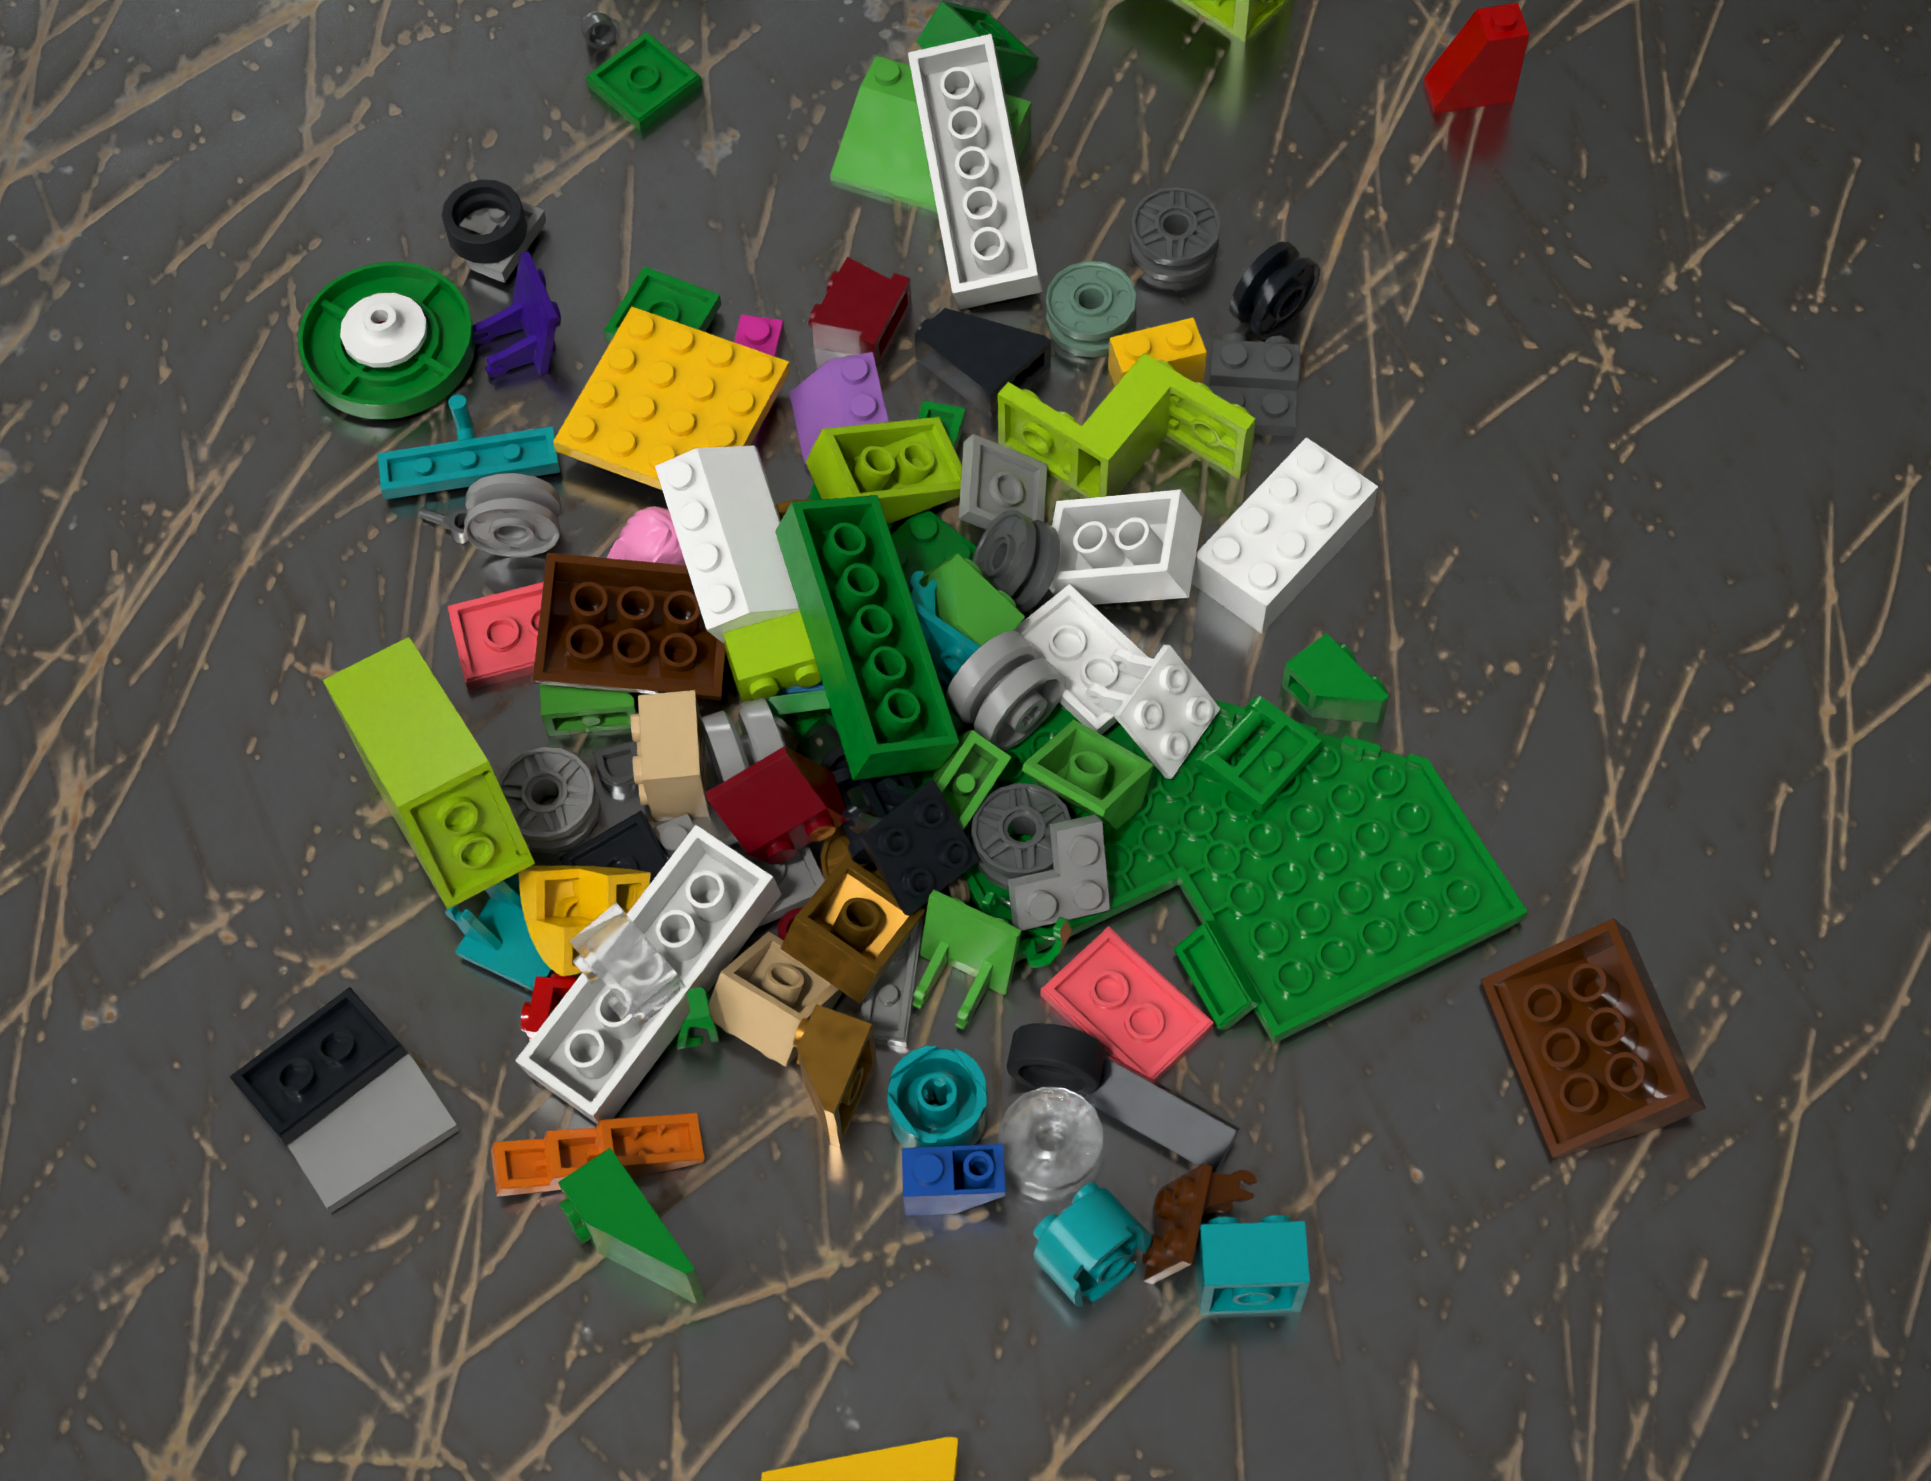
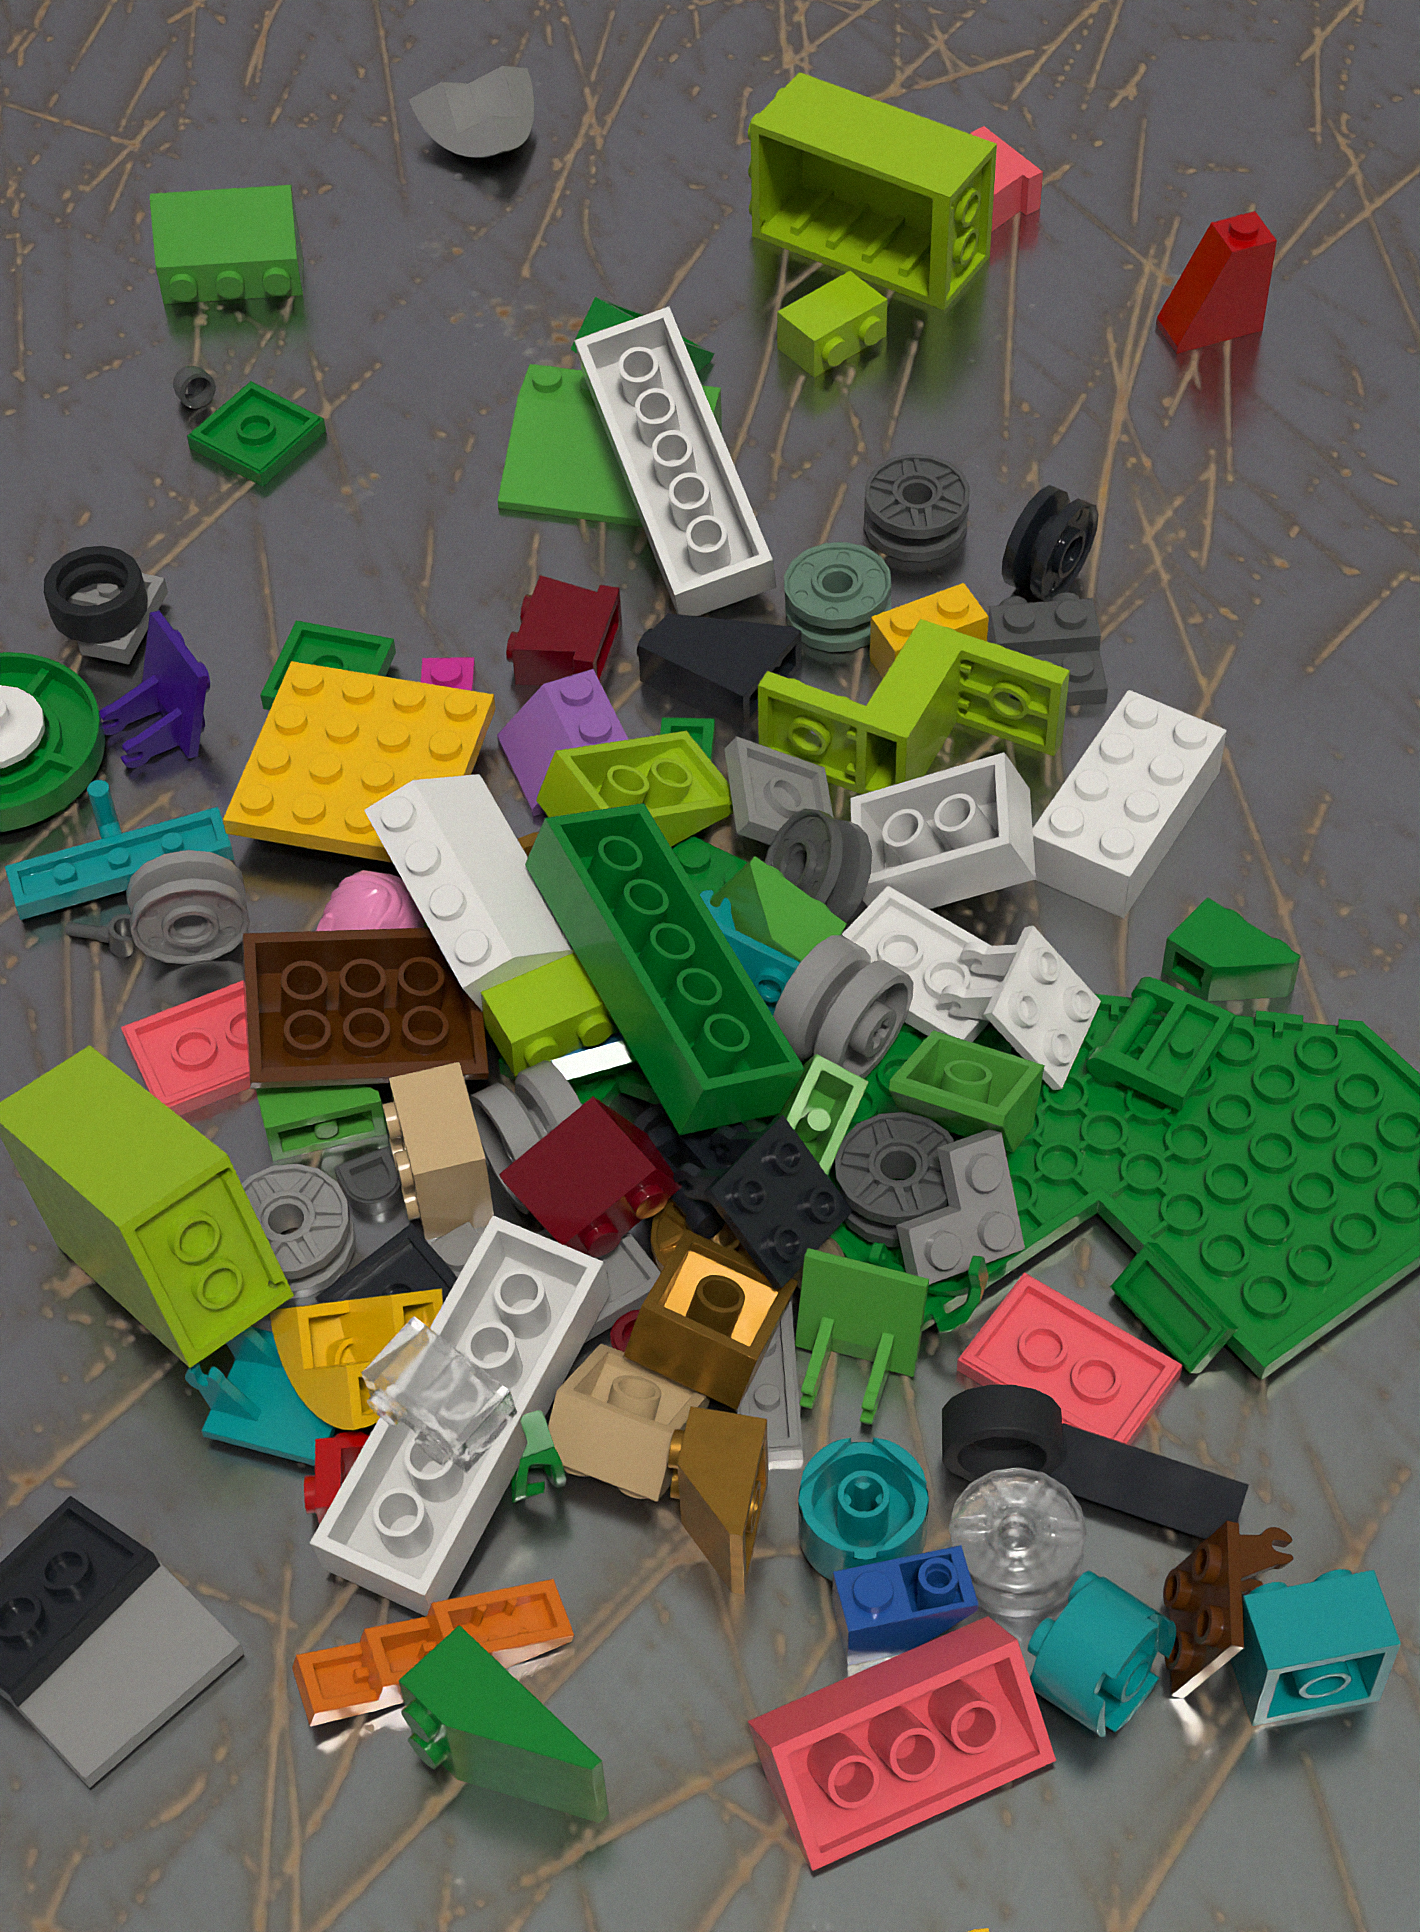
camera: 10 degrees left, 10 degrees down
(930, 1283) = (902, 1741): none -> coral slope
(1143, 46) = (832, 323): none -> lime brick

